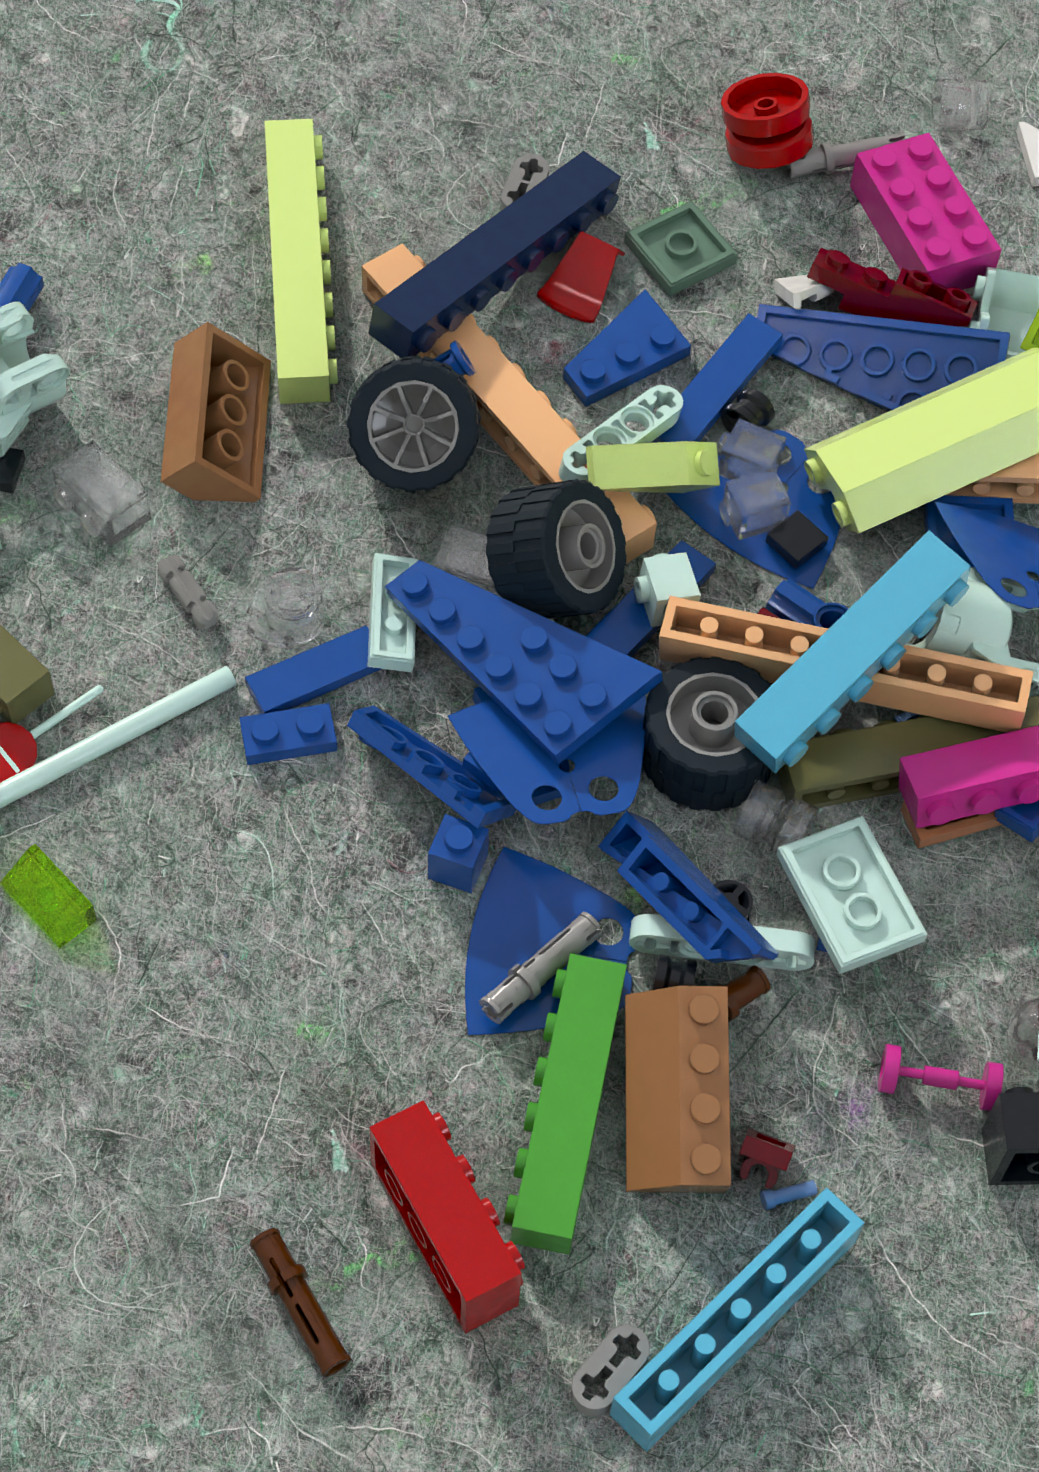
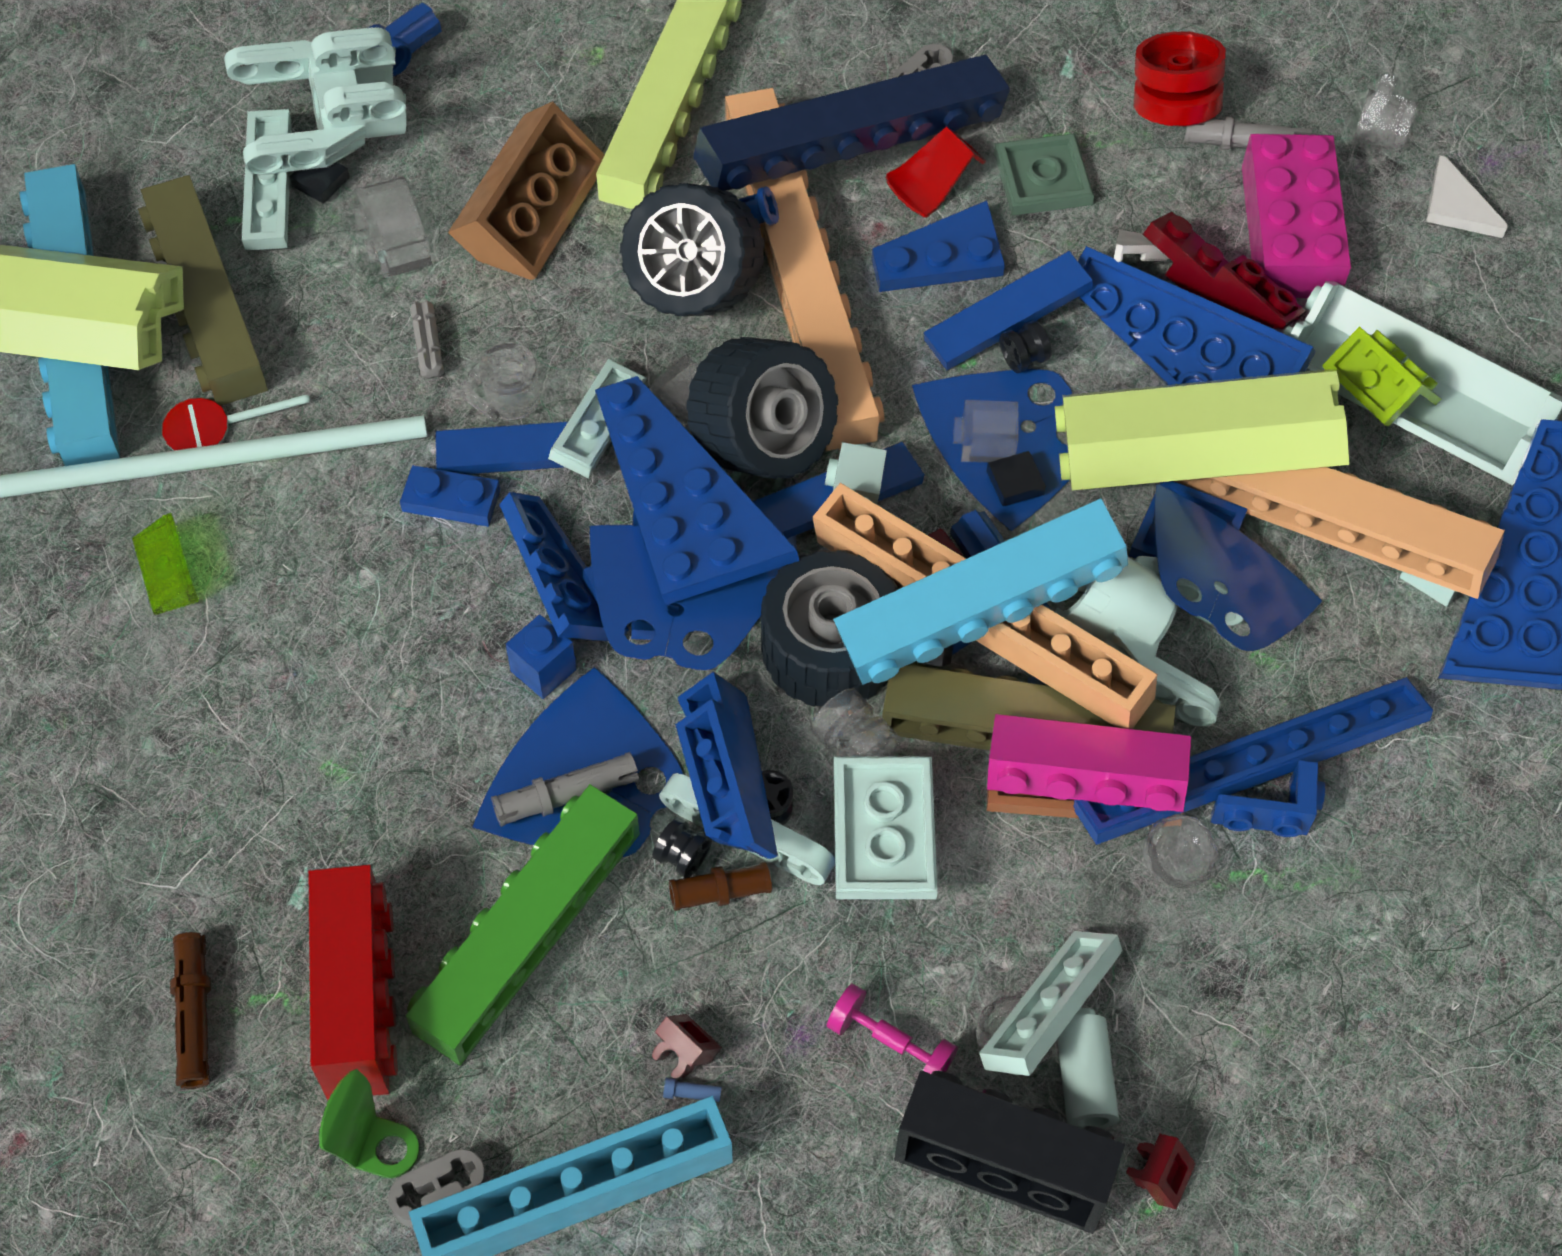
camera: 25 degrees right, 0 degrees up
(518, 1344) = (354, 1130): none -> bright green piece
(616, 432) = (882, 319): light aqua beam -> none
(654, 466) = (896, 361): yellowish green slope -> none
(677, 1090) = (628, 951): medium nougat slope -> none
(749, 450) = (1008, 378): clear brick -> none

